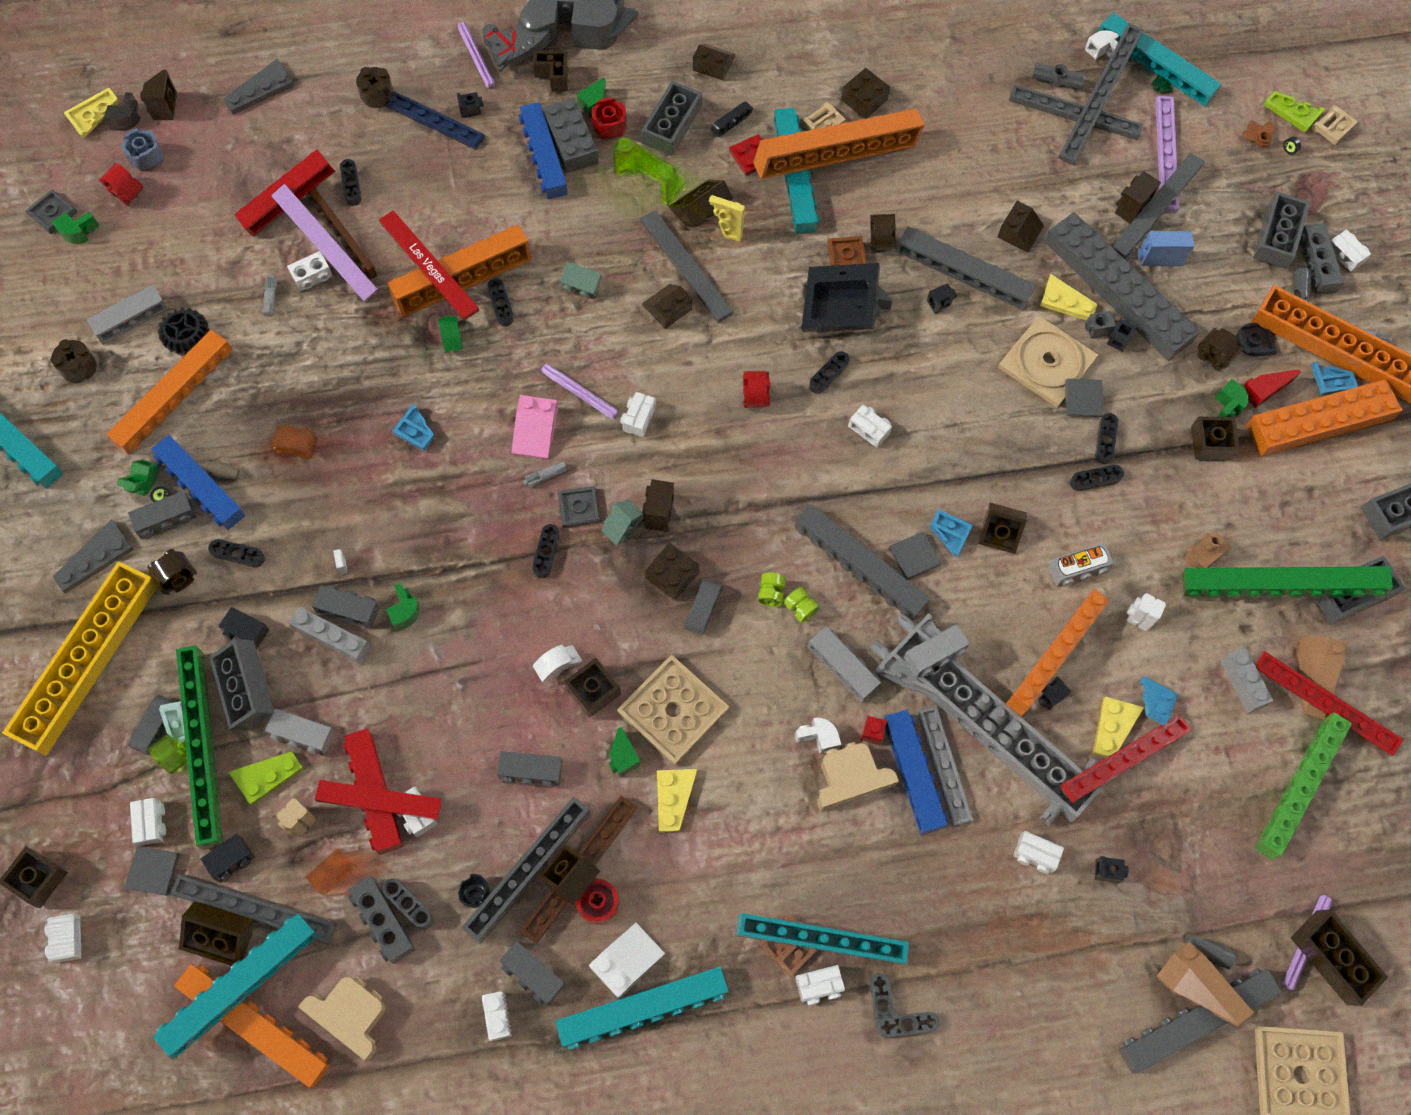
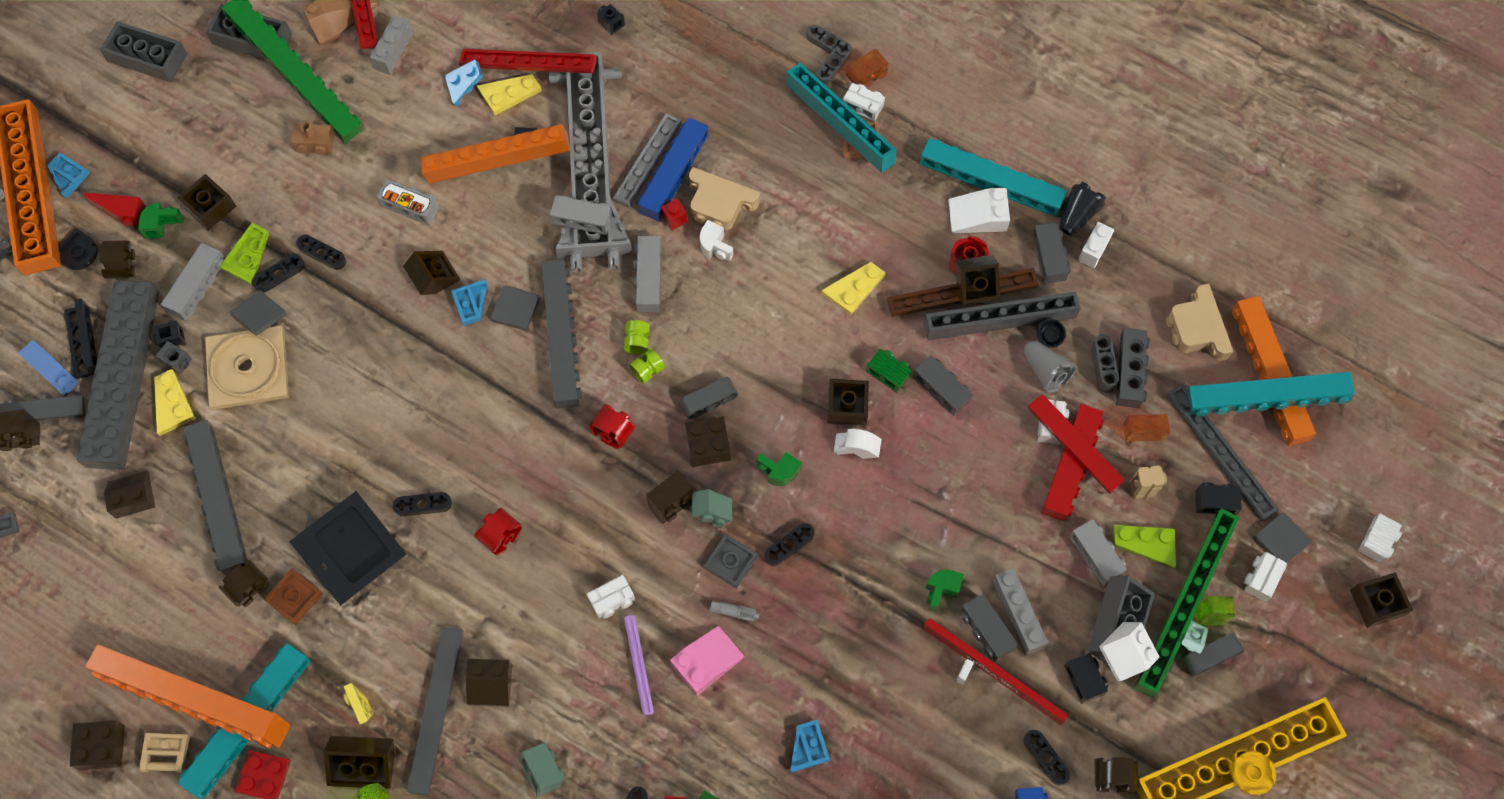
camera: 135 degrees left, 0 degrees up
(62, 645) = (1253, 773): none -> yellow tile
(215, 933) = (1260, 452): dark brown slope -> none
(216, 655) = (1129, 650): none -> white slope
(317, 579) = (995, 671): none -> red tile
(455, 857) = (1049, 366): none -> light grey cone
(538, 1042) = (1080, 208): none -> black cone
(583, 746) = (889, 369): none -> green brick
(598, 593) = (779, 473): none -> green brick
(622, 755) = (866, 340): green slope -> none
(666, 686) = (810, 324): tan piece -> none
(750, 520) = (612, 426): none -> red brick
(846, 1023) = (867, 68): none -> clear orange brick
(870, 425) = (440, 429): white brick -> none
(941, 297) = (265, 487): black brick -> none
(1038, 852) = (645, 62): white brick -> none
(1143, 430) = (247, 254): none -> lime wing
(1145, 611) = (405, 131): white brick -> none
(1152, 381) = (193, 282): none -> light grey brick
(1175, 289) = (86, 339): none -> black fence
(1323, 417) = (113, 153): orange brick -> none

